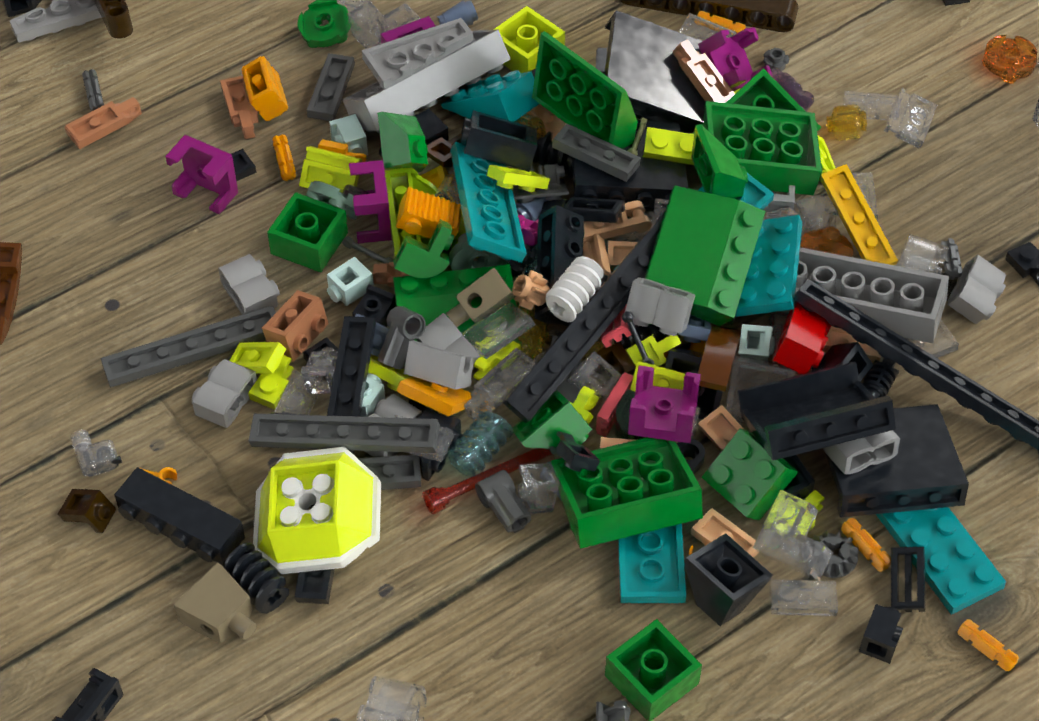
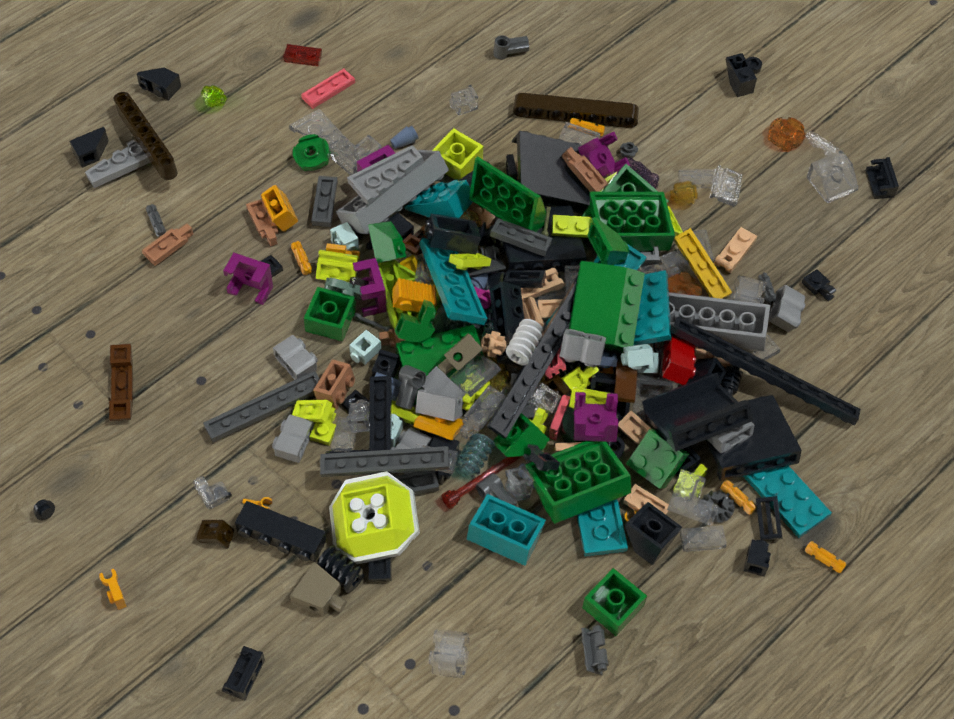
camera: 10 degrees left, 5 degrees up
(507, 549) = (505, 529): none -> teal slope
(628, 318) = (563, 358): black hinge -> none
(739, 327) = (638, 356): none -> light aqua brick
(912, 205) = (735, 250): none -> light nougat plate

